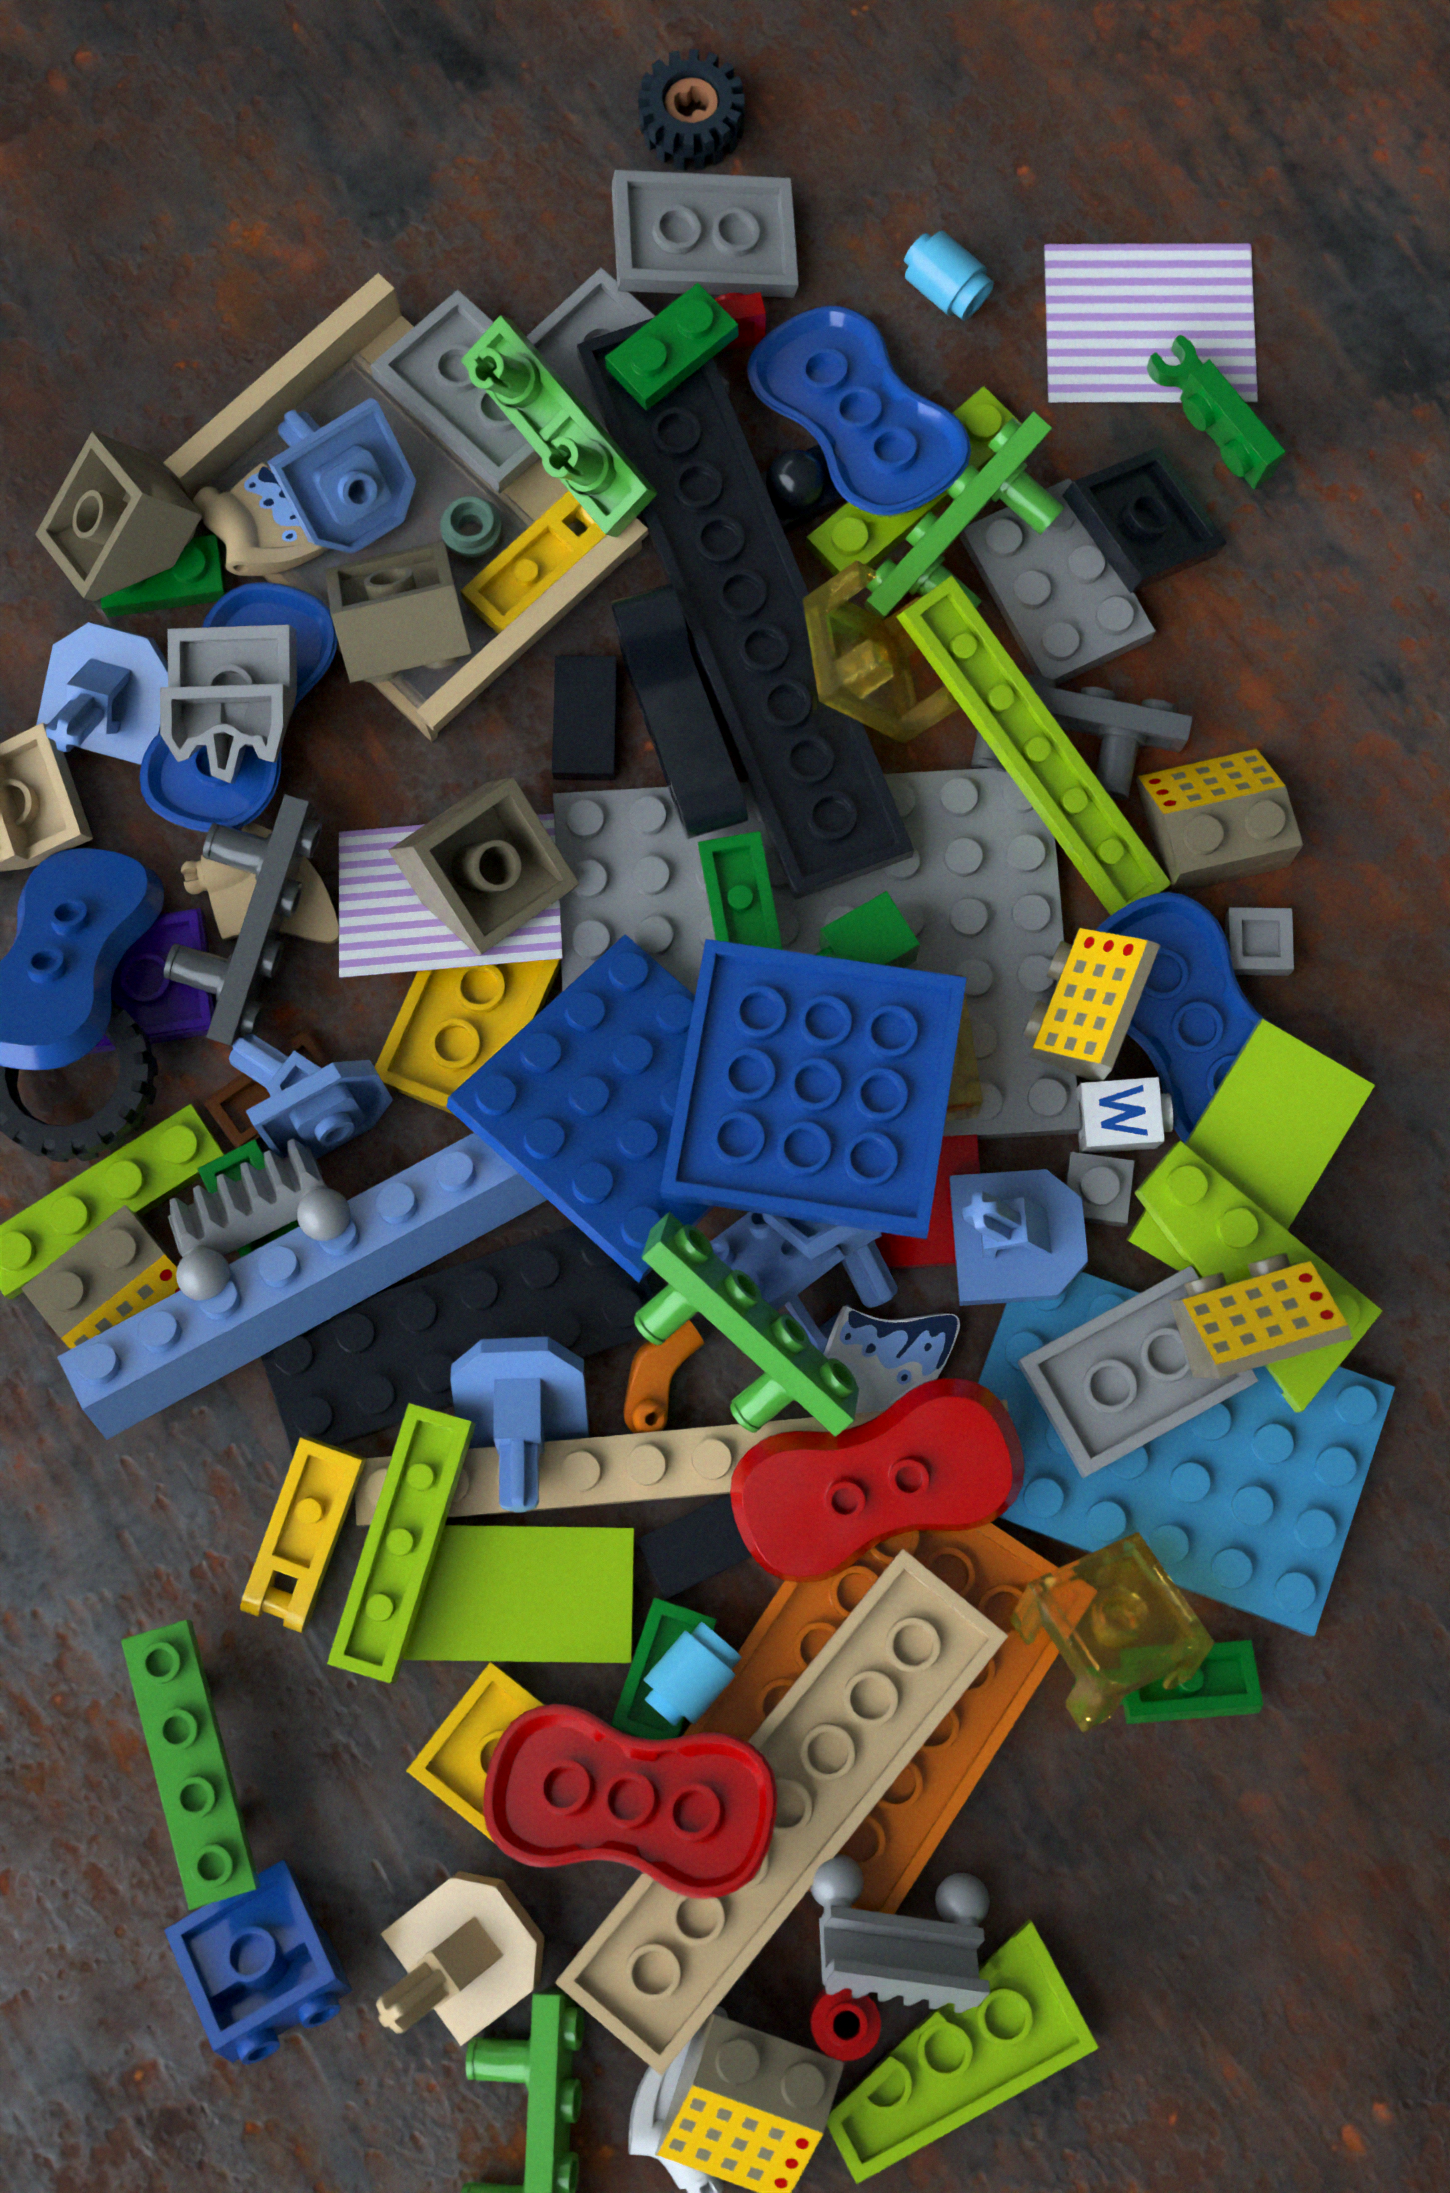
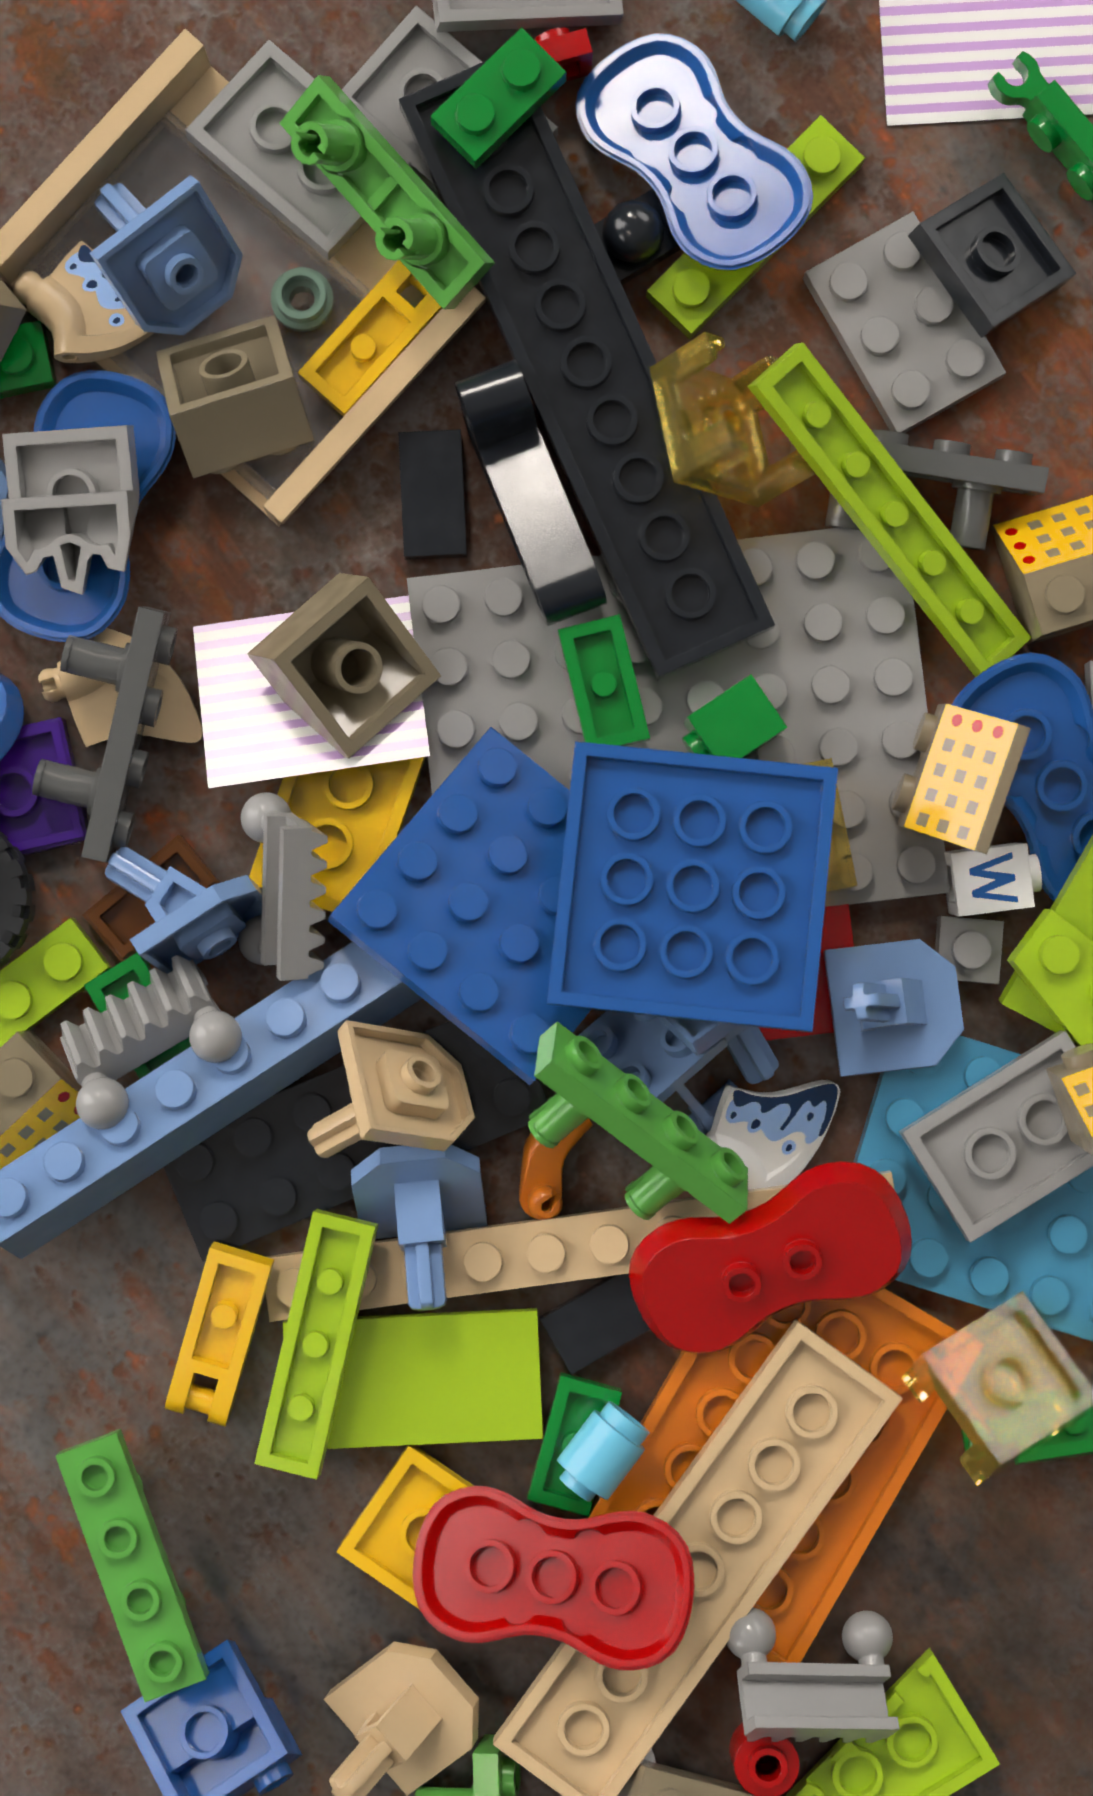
camera: 15 degrees left, 10 degrees up
(401, 1126) = (284, 929): none -> light grey gear
(503, 1284) = (400, 1092): none -> tan piece
(1000, 478) = (843, 223): bright green plate -> none

